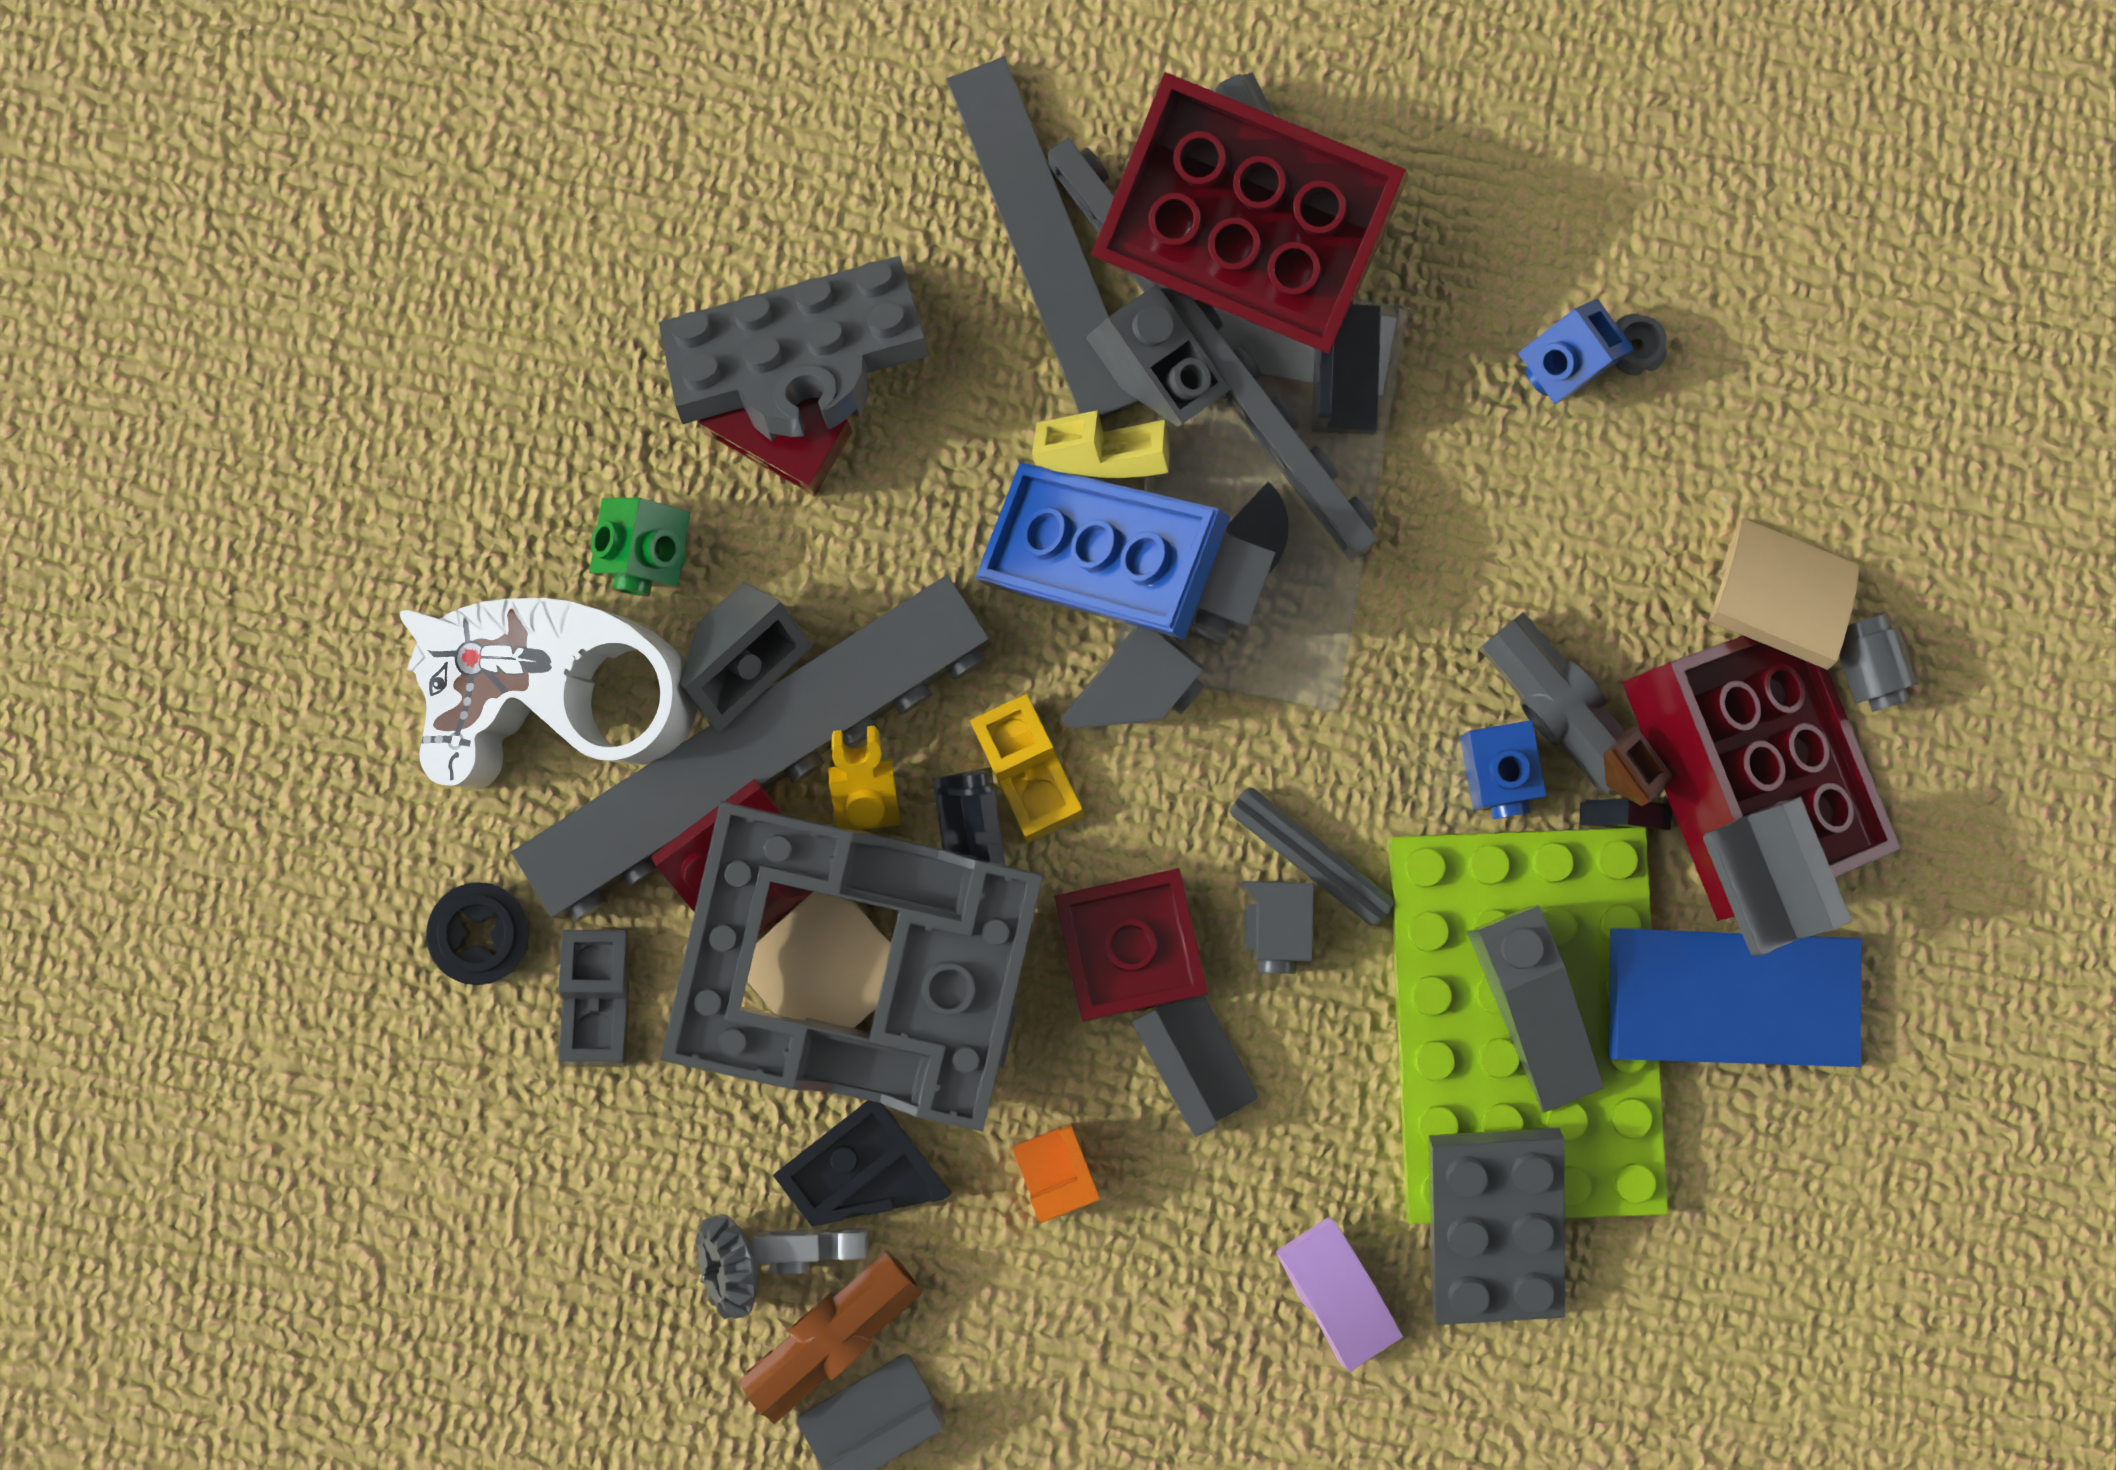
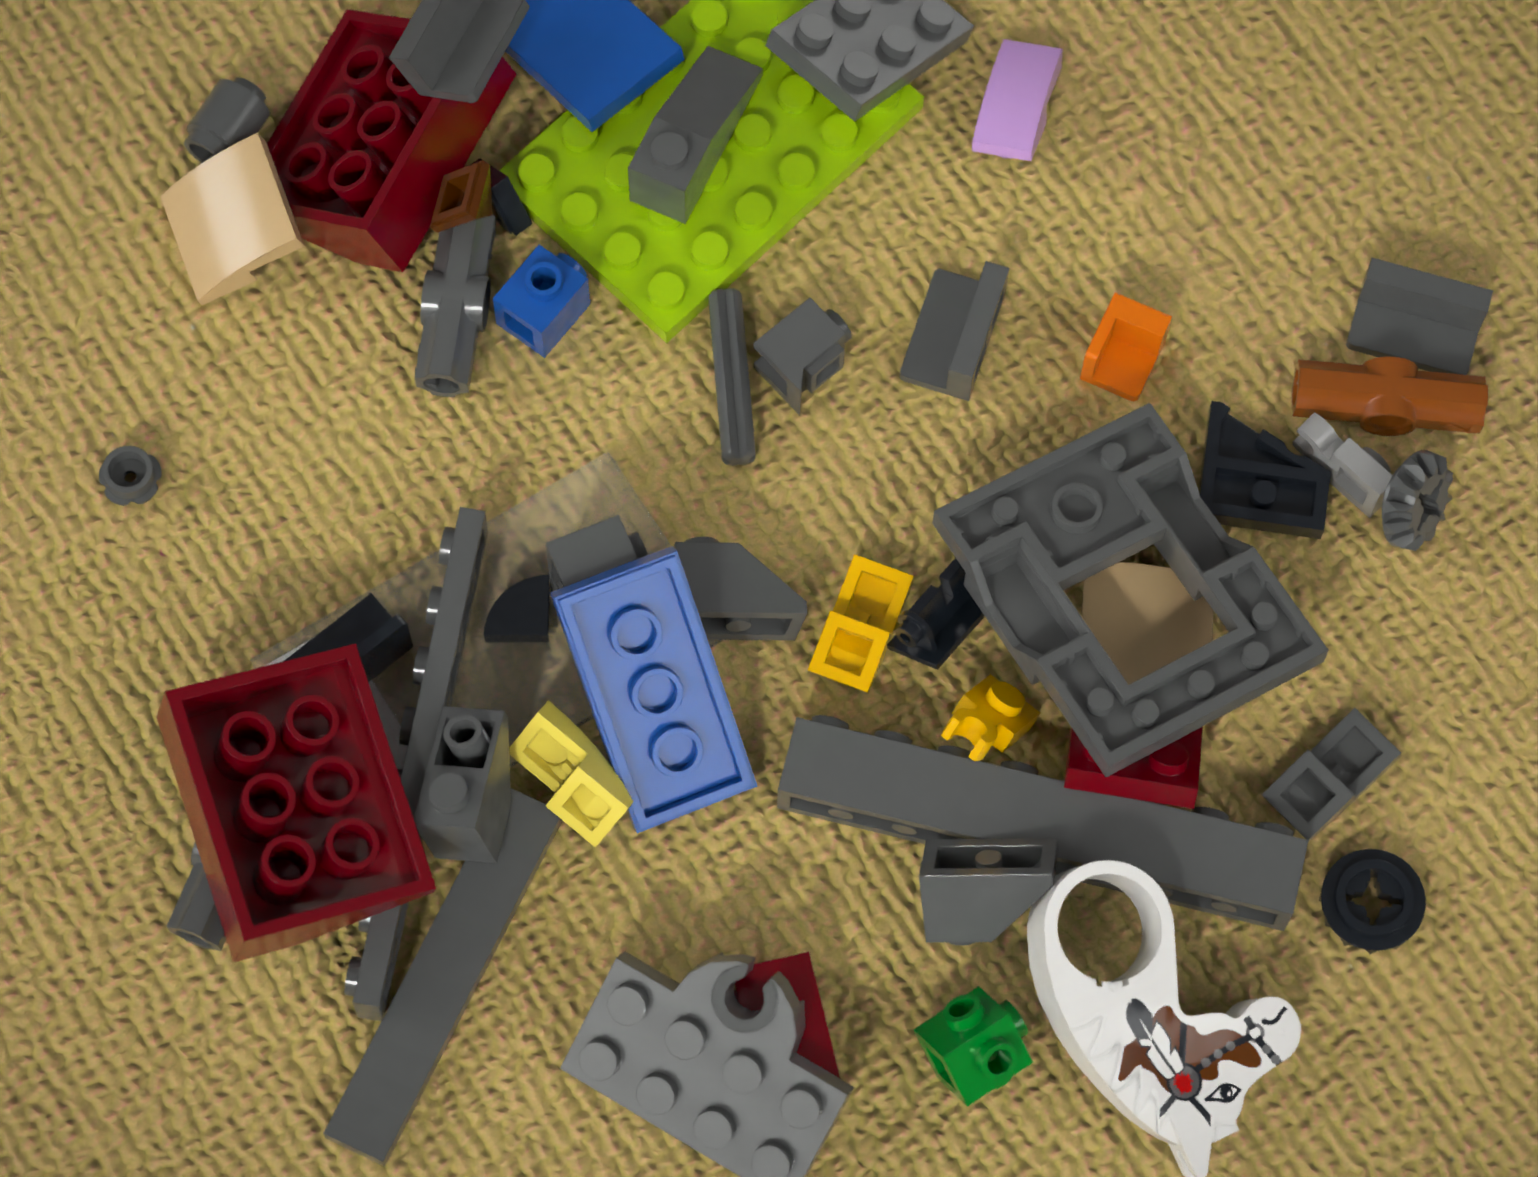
camera: 135 degrees left, 15 degrees down
(1131, 945) = (917, 436): dark red plate -> none
(1574, 351) = (180, 502): brick -> none

